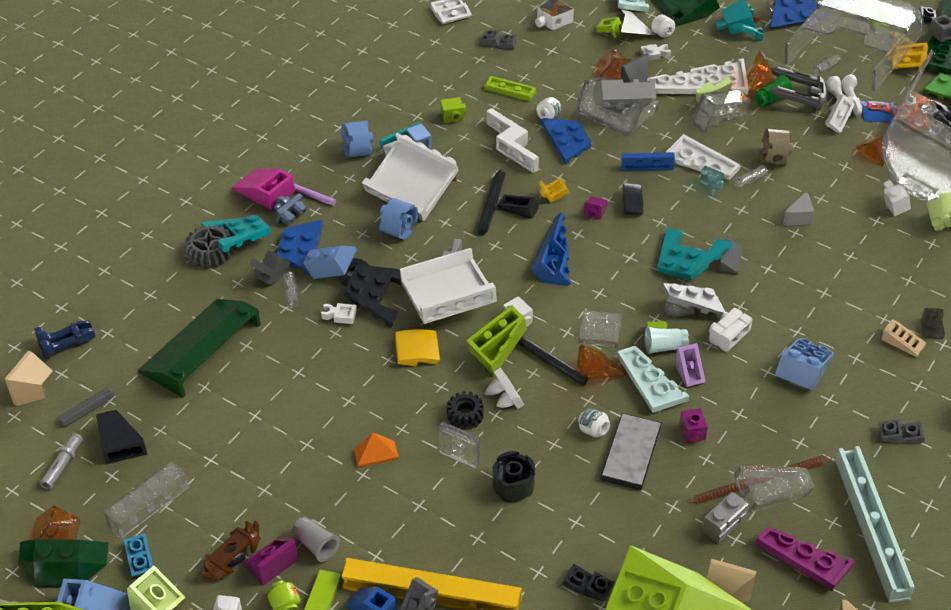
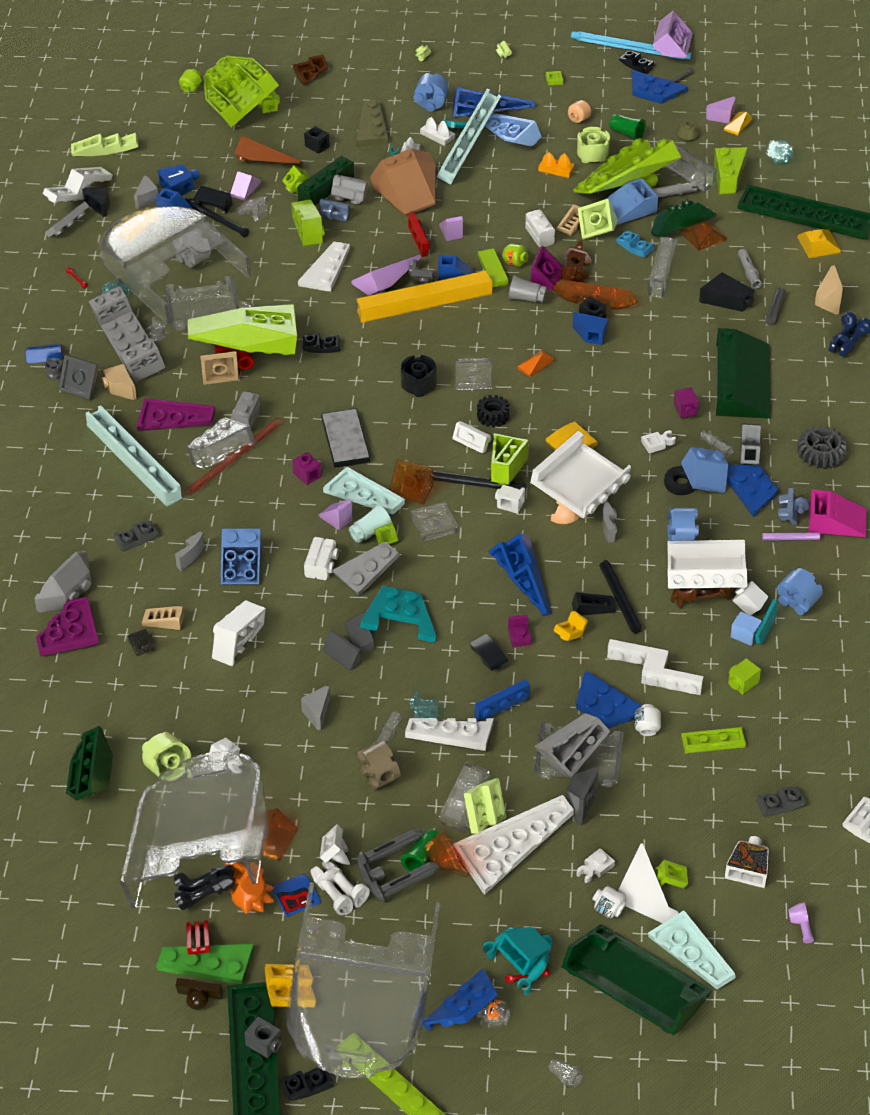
camera: 150 degrees right, 0 degrees up
(241, 229) = (805, 469): teal wing -> none
(247, 499) = (617, 297): none -> clear orange brick
(270, 479) = (593, 307): none -> black brick
(282, 331) = (686, 402): none -> magenta brick
(289, 457) = (590, 328): none -> blue slope
(368, 288) = (652, 465): black wing -> none
(594, 422) = (386, 439): white head -> none
(611, 65) = (621, 816): clear orange slope -> none
(752, 248) = (342, 650): none -> dark grey slope
(826, 65) = (384, 929): clear pin -> none
(840, 290) = (235, 630): none -> white wedge
(847, 389) = (188, 555): none -> light grey slope

